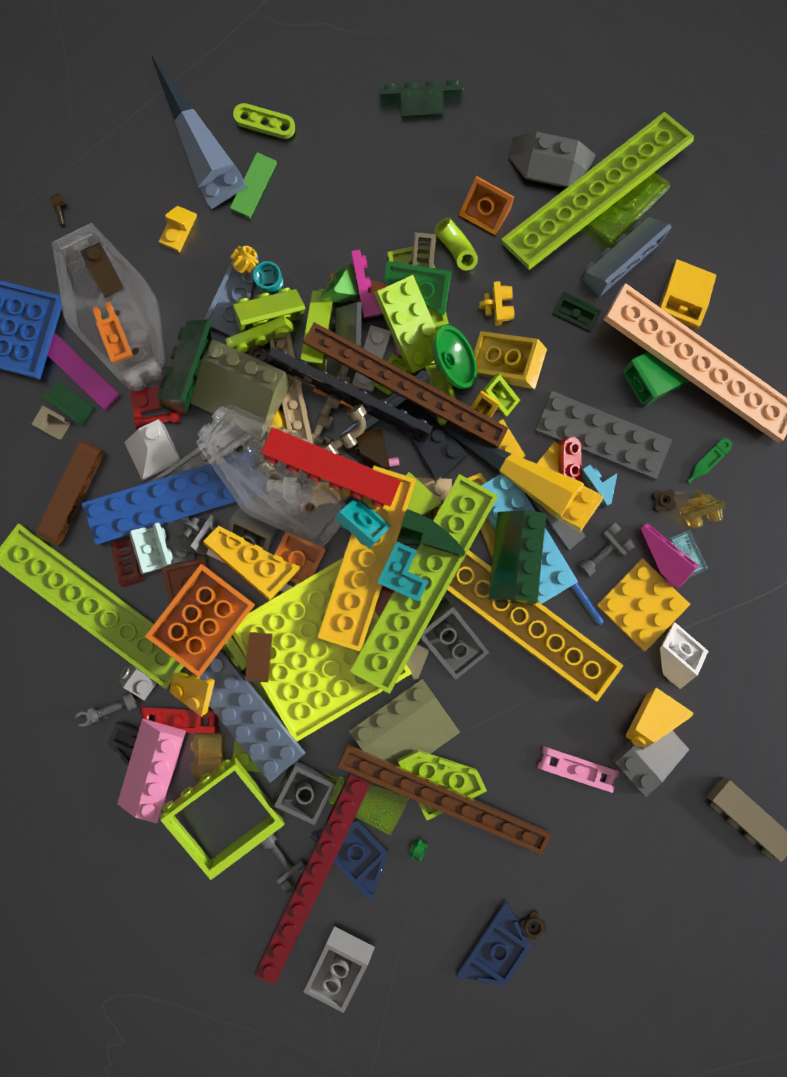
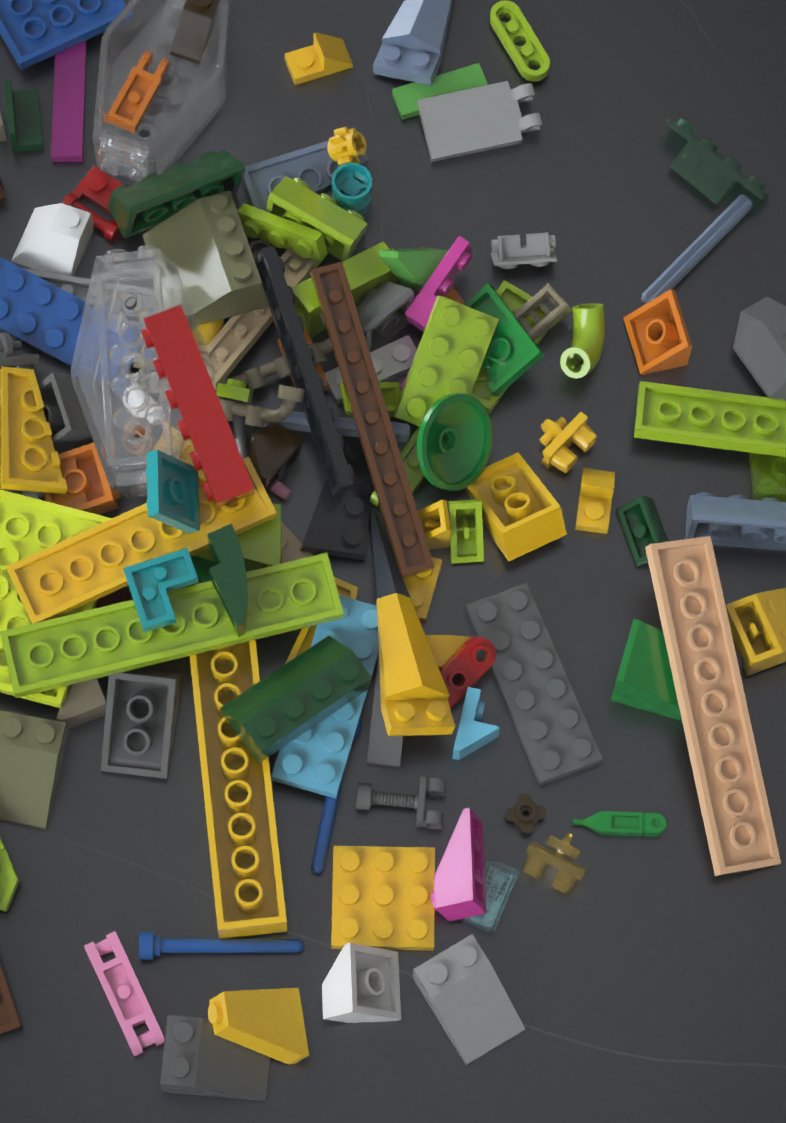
camera: 45 degrees right, 15 degrees down
(286, 183) = (476, 119): none -> light grey tile
(325, 437) = (235, 390): none -> lime plate
(387, 222) = (510, 253): none -> light grey hinge
(458, 146) = (698, 248): none -> sand blue axle
(539, 318) = (595, 500): none -> yellow slope
(568, 734) = (152, 945): none -> blue piece
(728, 611) = (468, 999): none -> light grey slope

